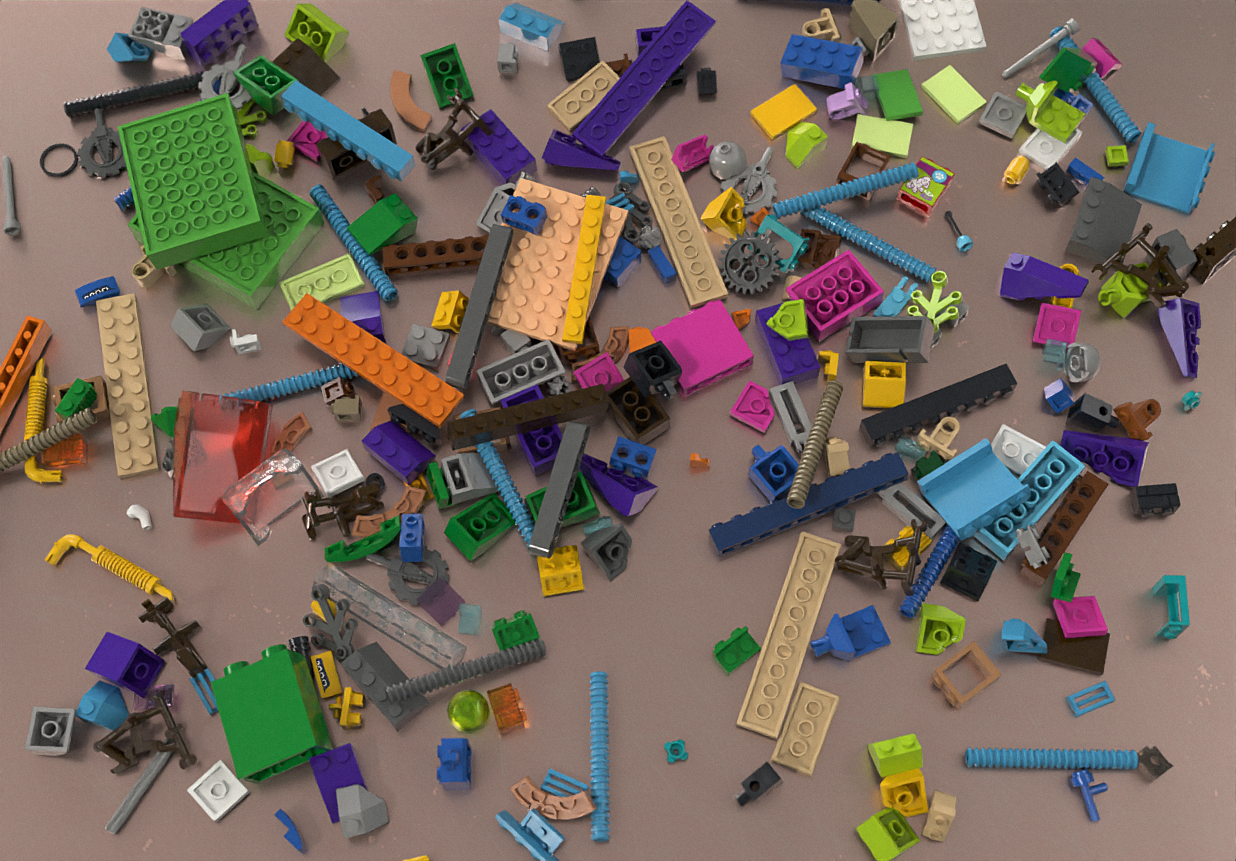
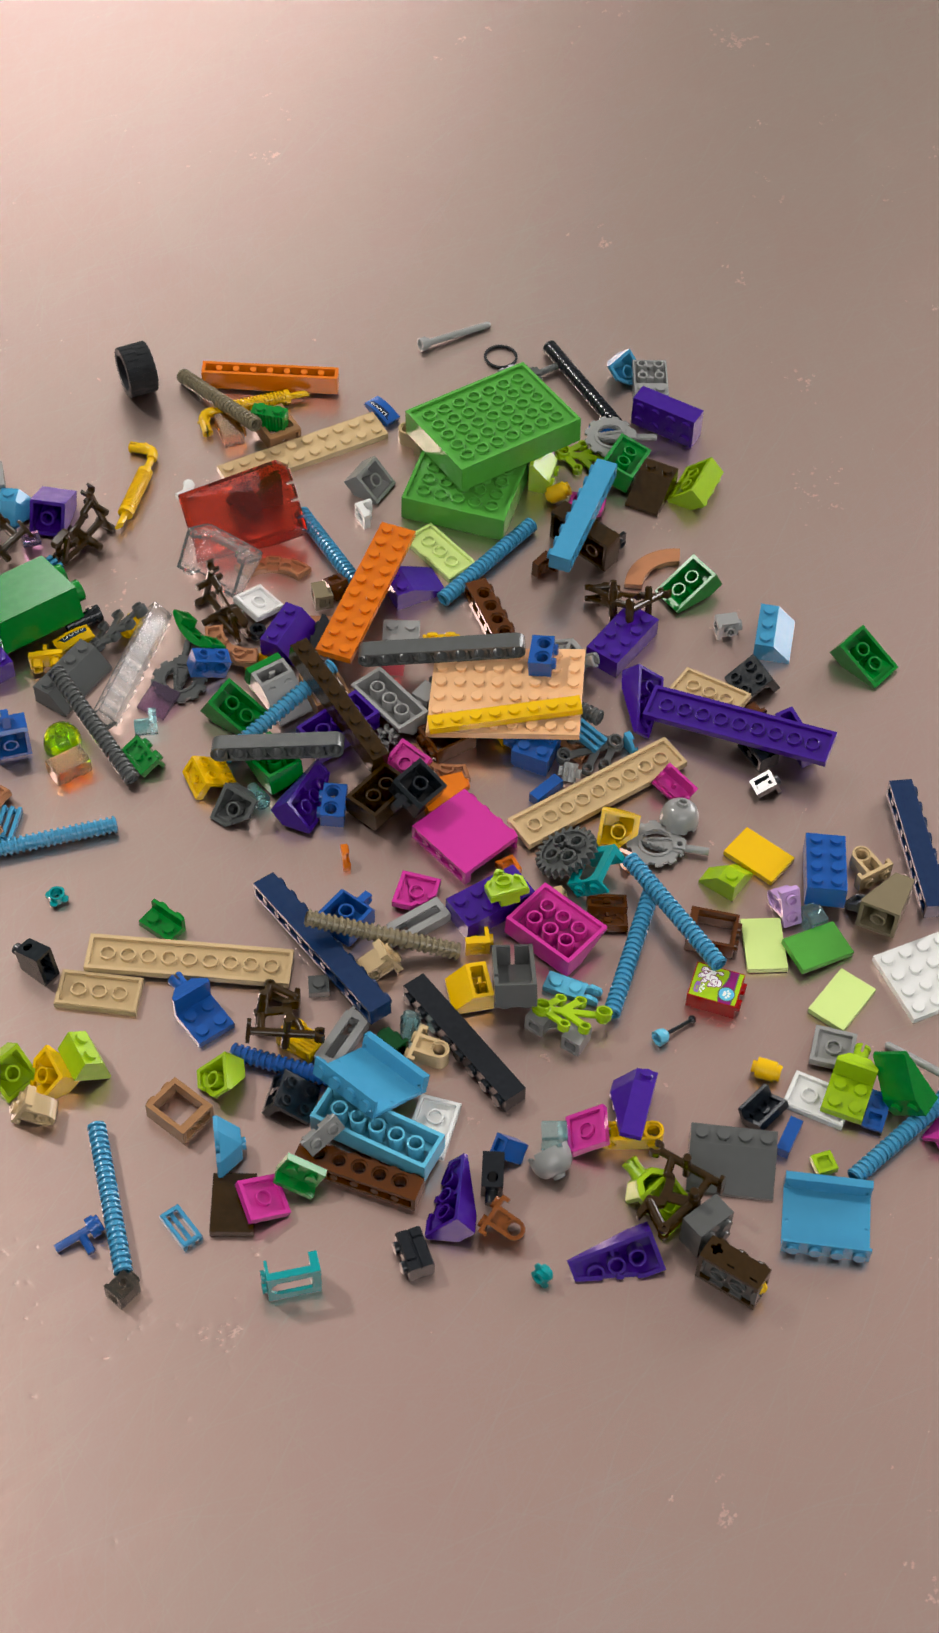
camera: 70 degrees right, 15 degrees down
(383, 224) = (509, 574): green slope -> none

